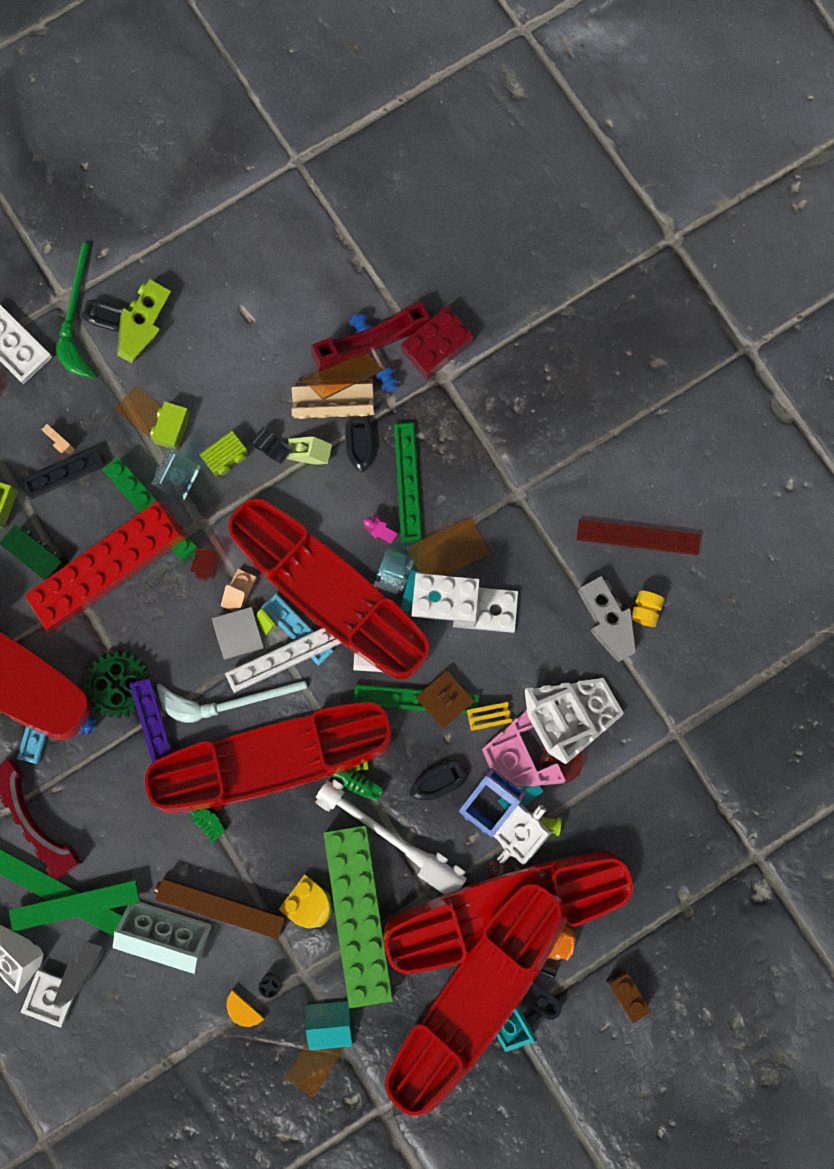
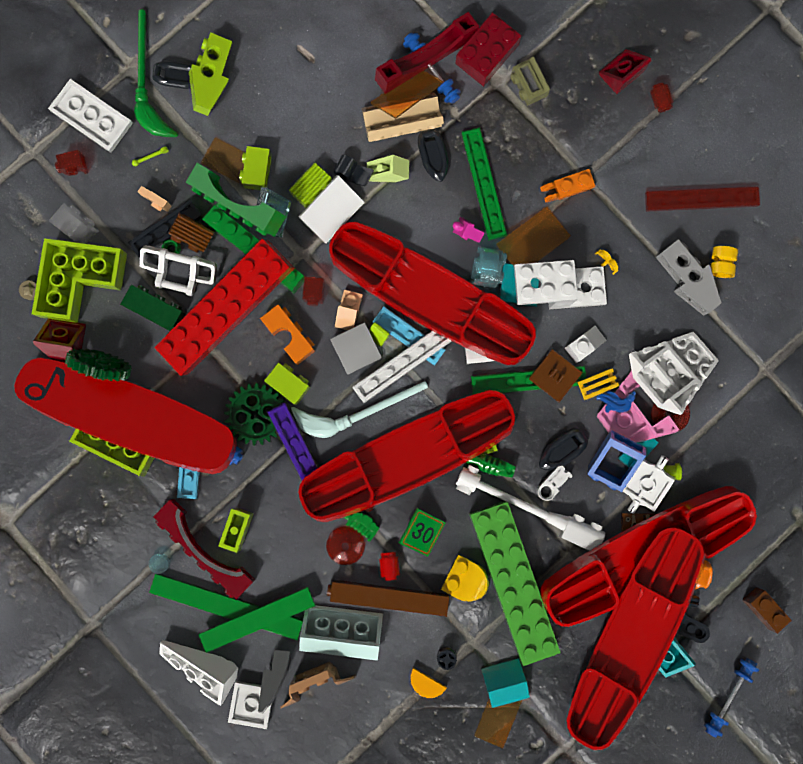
camera: 15 degrees left, 5 degrees up
(46, 398) = (163, 150): none -> lime hinge
(51, 514) = (162, 267): none -> white bar
(61, 490) = (168, 243): none -> green plate
(71, 804) = (235, 529): none -> lime brick
(88, 481) = (190, 232): none -> reddish brown brick
(126, 979) = (317, 675): none -> medium nougat piece
(158, 657) = (287, 383): none -> lime brick
(162, 478) = (263, 216): none -> green arch
(178, 620) = (278, 320): none -> orange arch
(196, 843) = (345, 535): none -> clear red dish
(227, 873) = (389, 566): none -> red brick
(240, 481) = (331, 209): none -> white tile
(269, 843) = (422, 532): none -> green piece
(423, 813) = (554, 482): none -> white piece
(475, 383) = (530, 81): none -> olive window
(484, 670) = (585, 344): none -> white slope
(498, 499) = (569, 185): none -> orange hinge
(503, 740) = (615, 403): none -> blue piece
(525, 585) = (608, 260): none -> yellow piece
(548, 1116) = (717, 722): none -> blue axle
(578, 388) = (624, 69): none -> dark red slope
(612, 423) = (662, 97): none -> clear red brick

